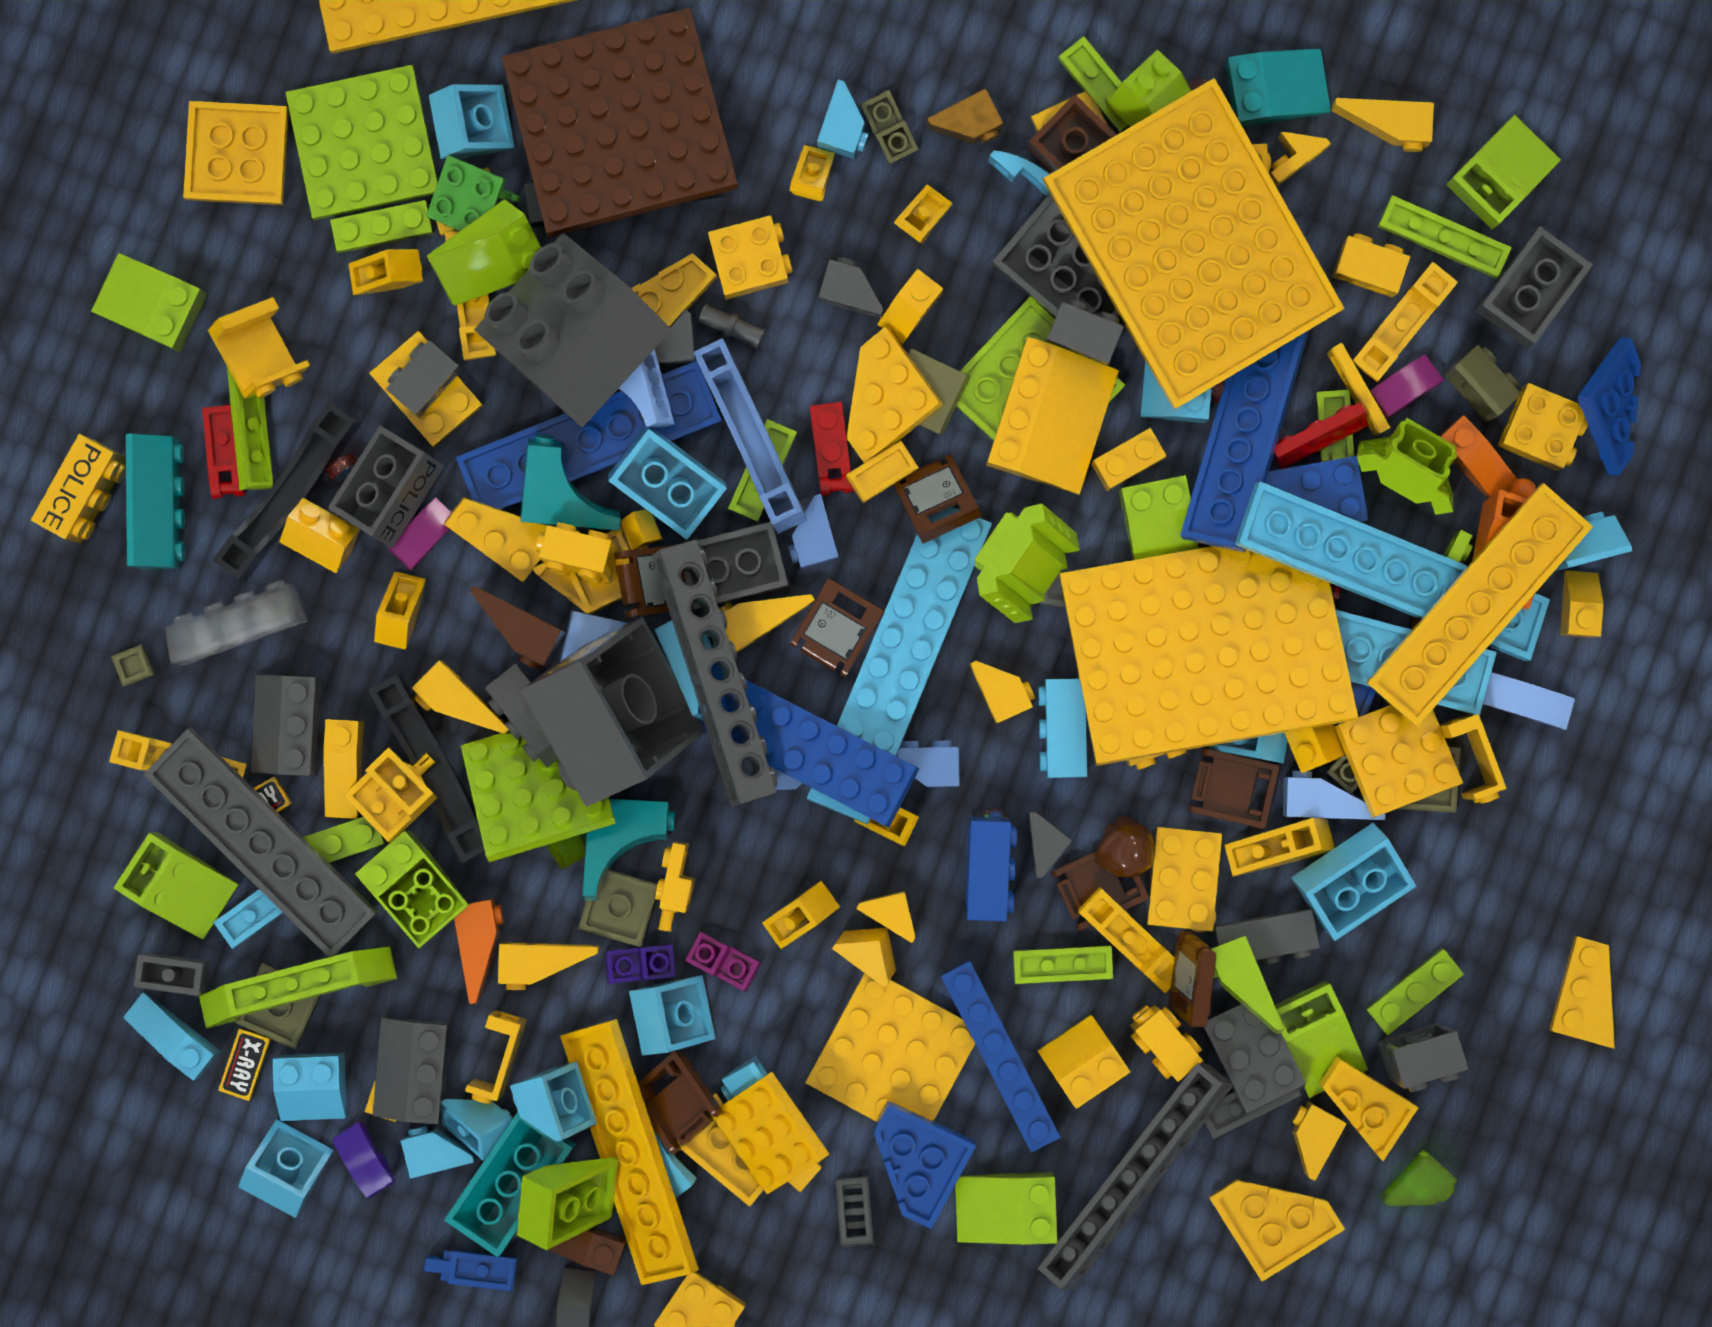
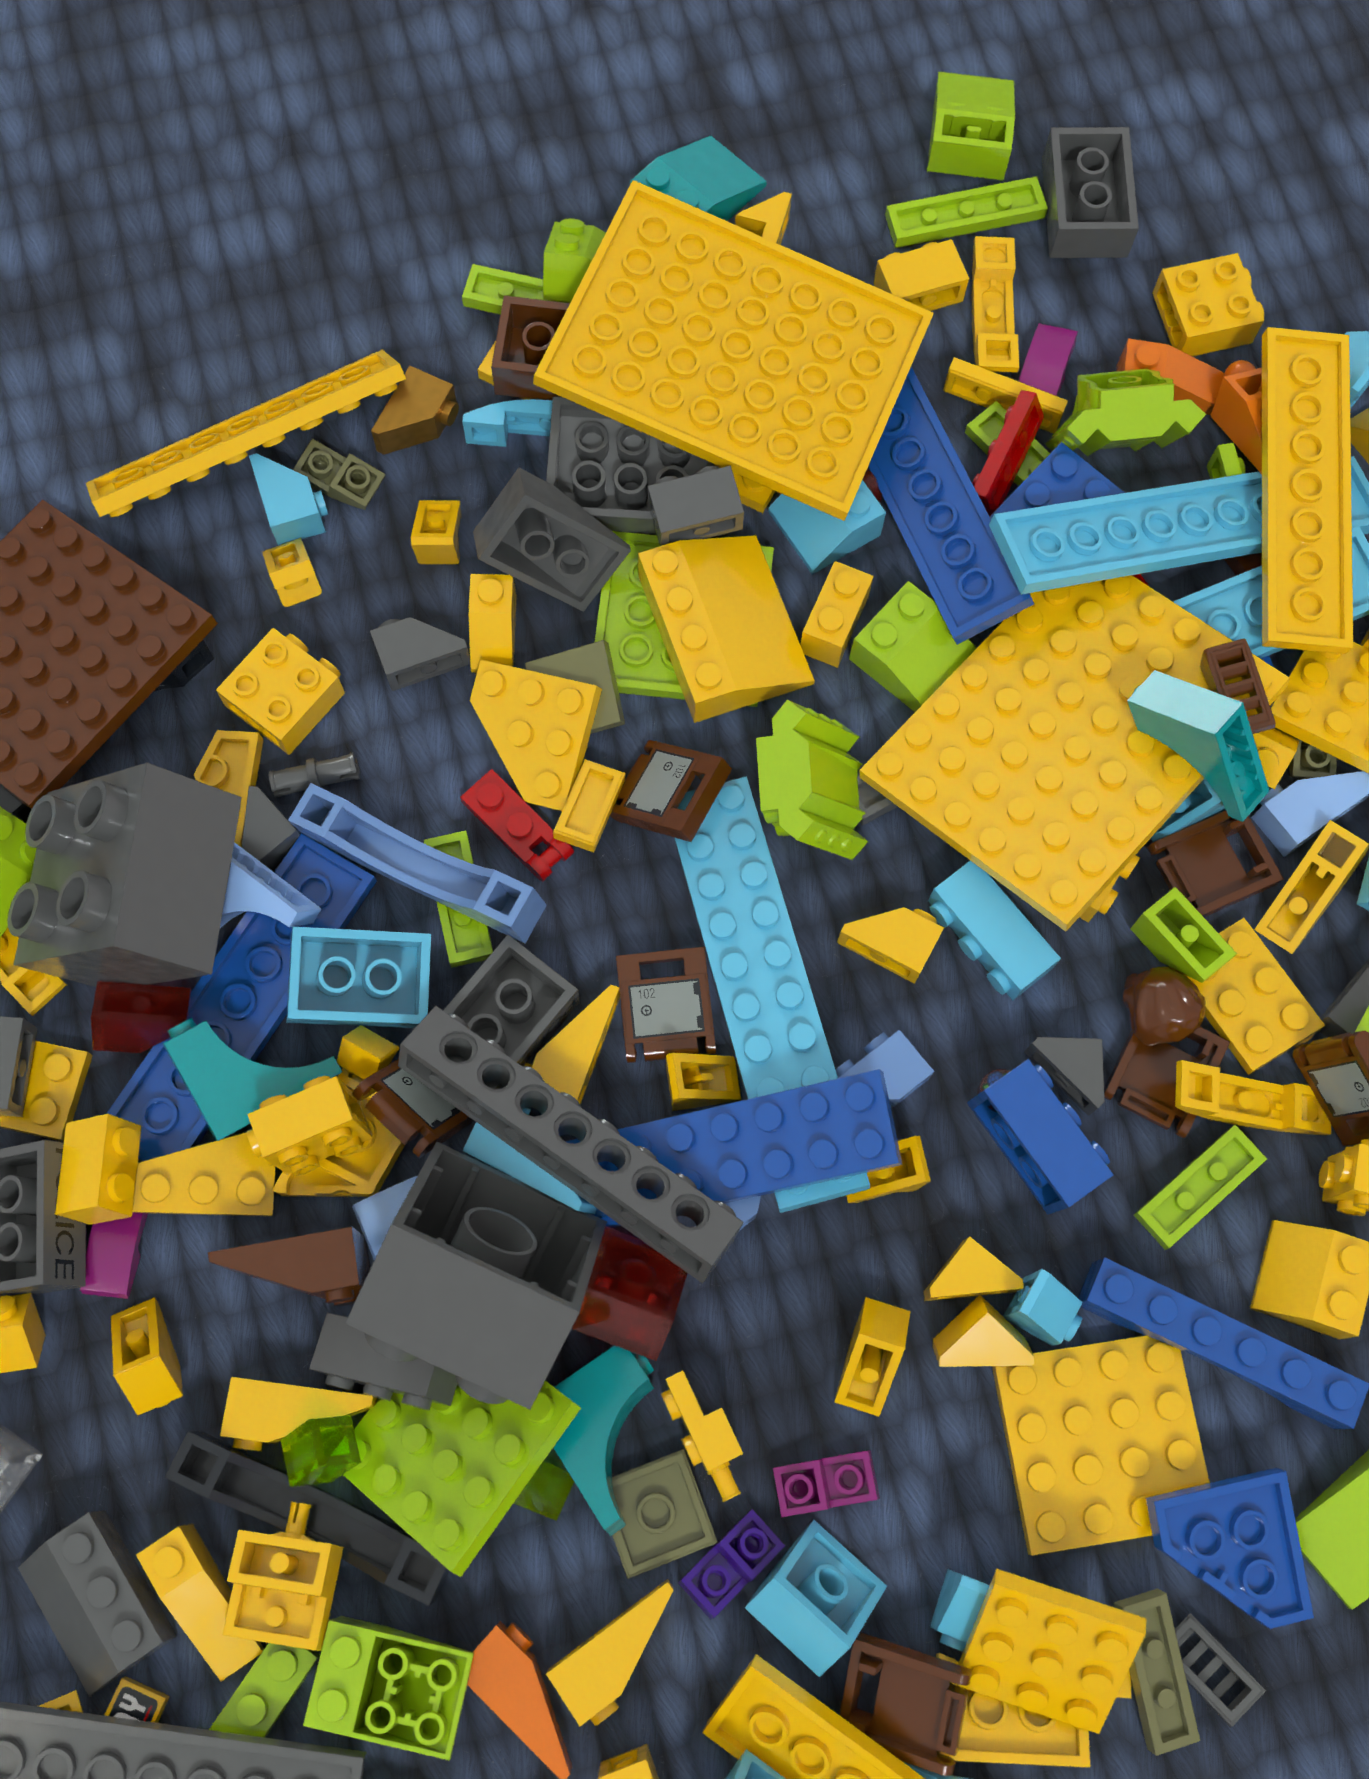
camera: 45 degrees left, 15 degrees down
(443, 489) = (98, 1169): none -> yellow brick
(460, 737) = (320, 1450): none -> clear neon green brick
(525, 407) = (135, 1015): none -> clear red slope
(689, 782) = (631, 1295): none -> clear red brick
(813, 537) = (569, 927): medium blue slope -> none
(823, 1190) = (1160, 1677): none -> olive plate
(824, 688) = (701, 1080): none -> yellow slope
(848, 57) = (233, 437): none -> yellow plate
(916, 964) = (1045, 1309): none -> medium azure slope
(979, 283) = (548, 541): none -> dark grey slope
(1169, 820) = (1182, 937): none -> lime slope
(1266, 715) = (1207, 733): none -> teal arch
(1323, 675) = (1234, 661): none -> reddish brown slope
(1395, 122) = (828, 147): yellow slope -> none
(1483, 383) = (1116, 309): olive slope -> none
(1611, 406) = (1259, 246): blue plate -> none

